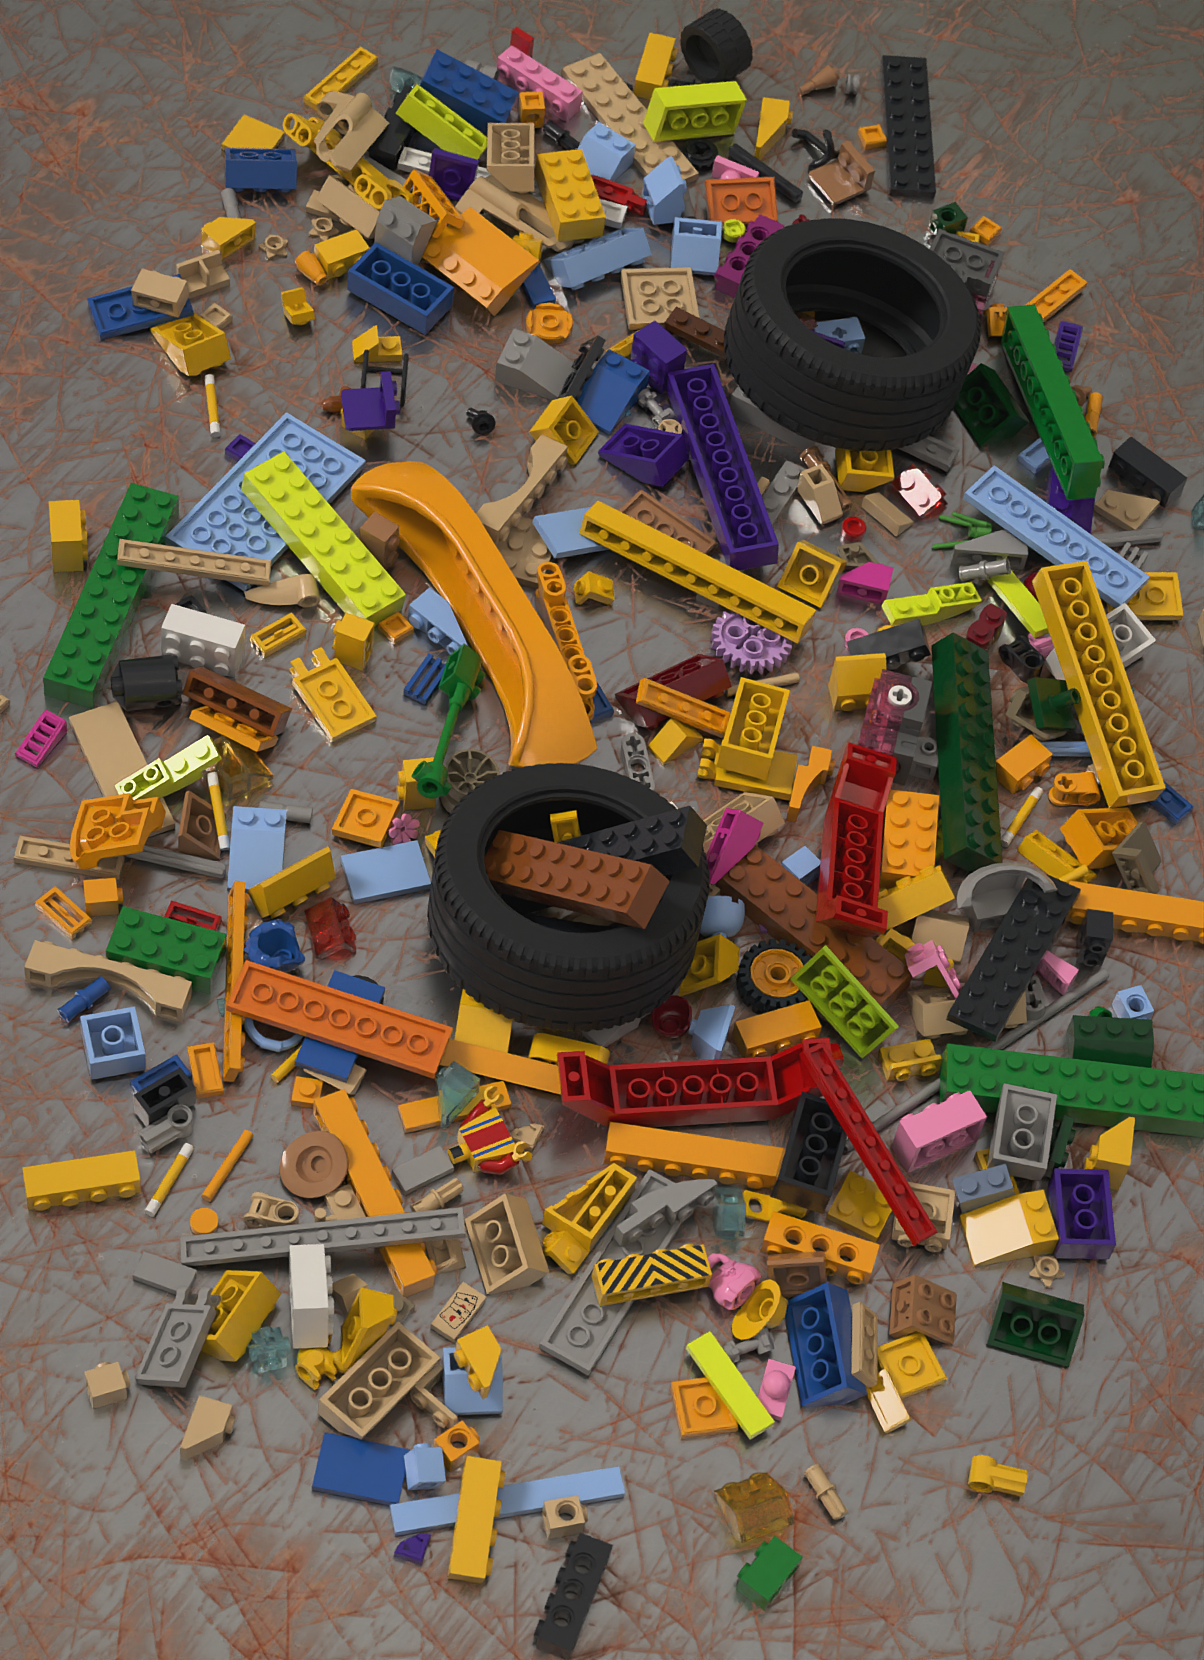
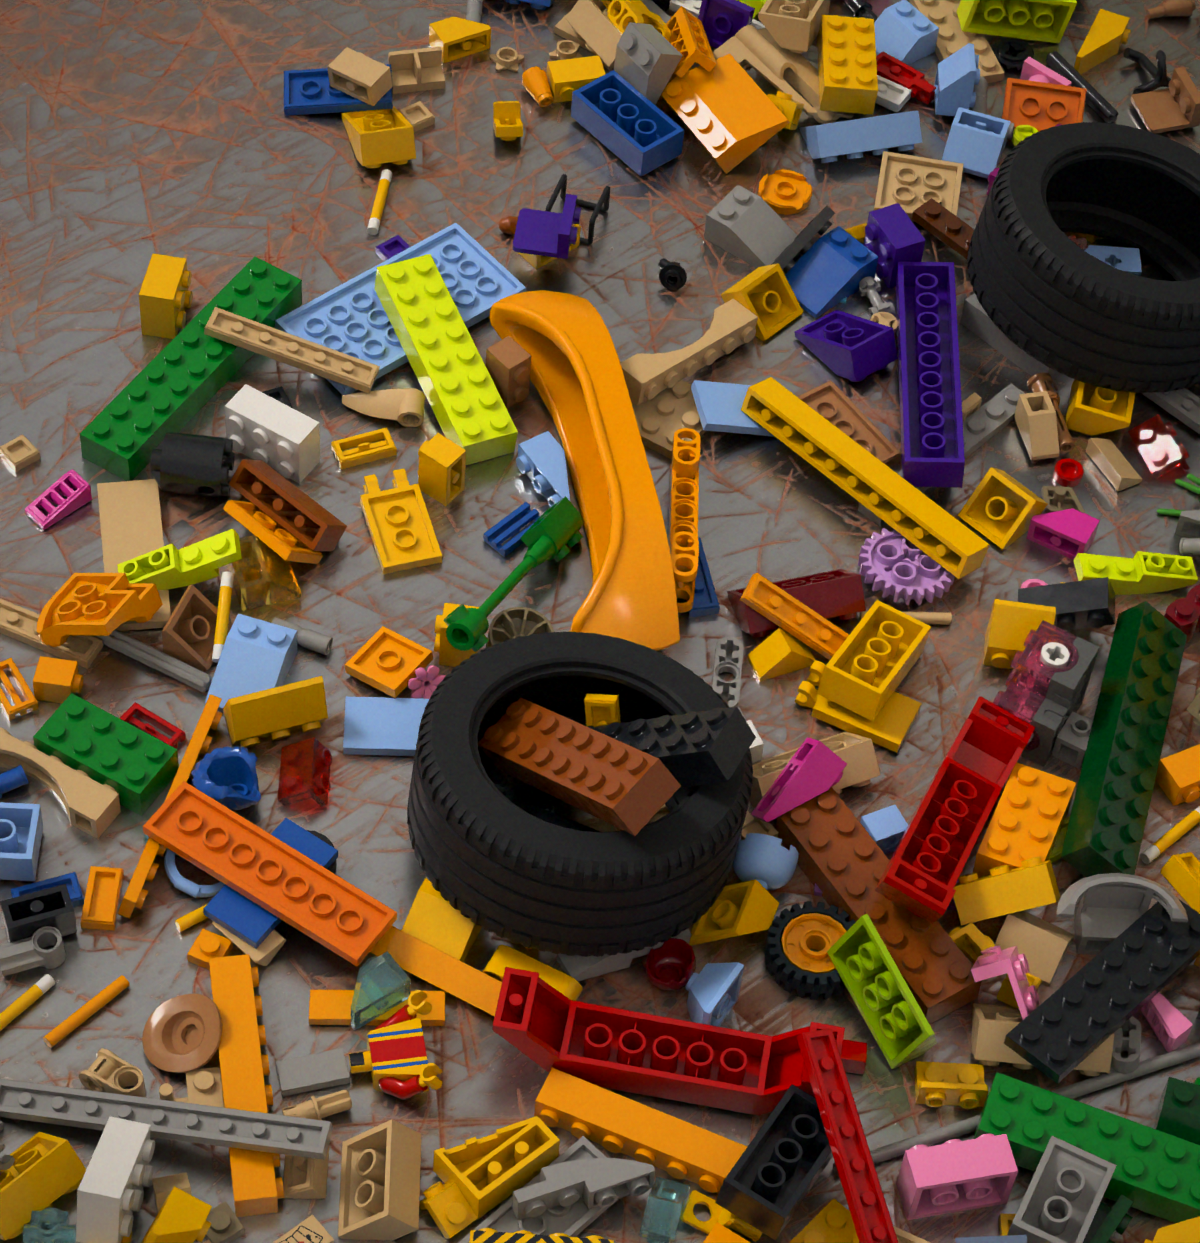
camera: 20 degrees right, 5 degrees down
(203, 1221) = (34, 1068): light orange tile -> none
(380, 348) = (582, 179): yellow slope -> none
(395, 627) = (499, 468): light orange tile -> none
(528, 1134) = (452, 1062): tan tile -> none
(538, 288) = (783, 152): blue tile -> none
(595, 588) = (741, 472): yellow bracket -> none
(776, 1030) = (792, 1007): light orange brick -> none
(808, 778) = (925, 732): light orange slope -> none

